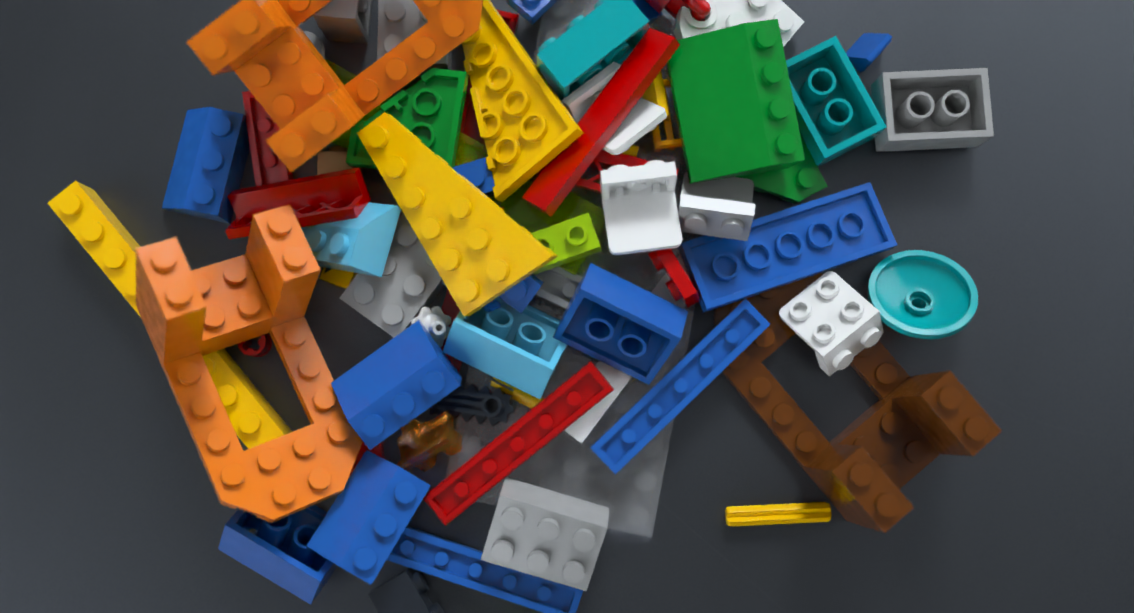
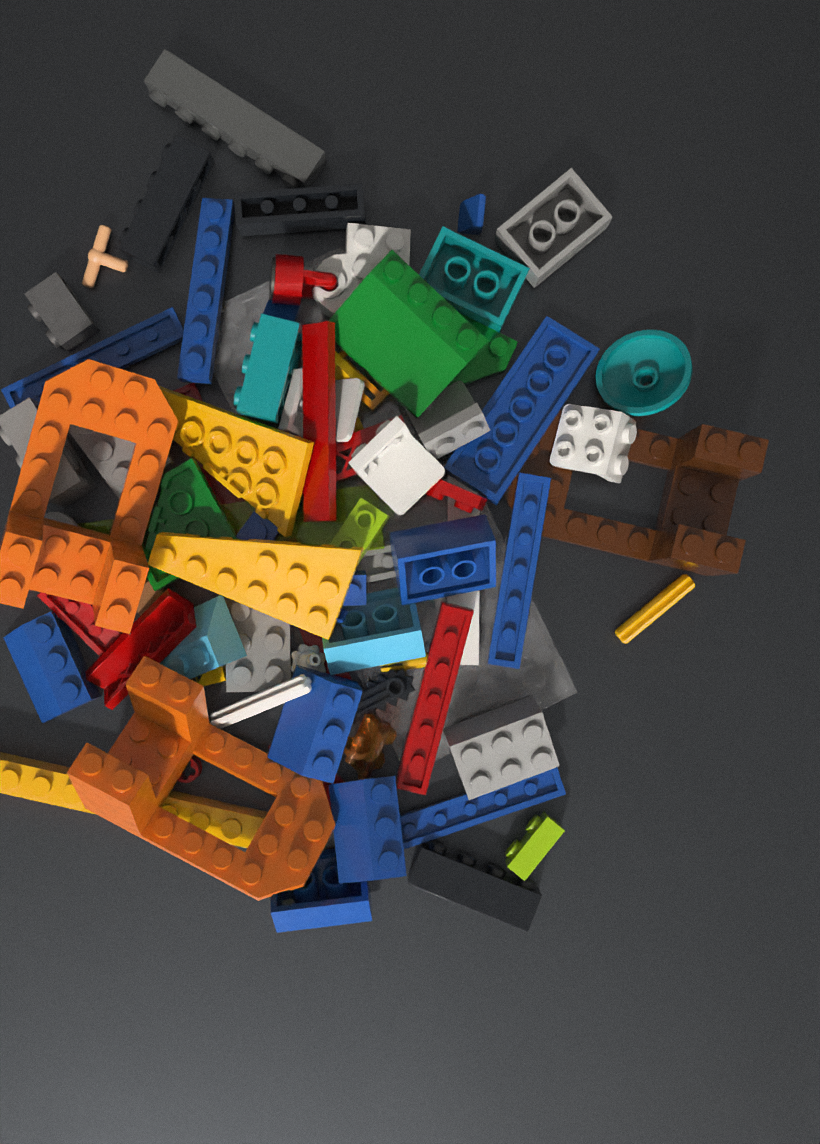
camera: 35 degrees left, 5 degrees up
(364, 329) = (261, 701): none -> white axle

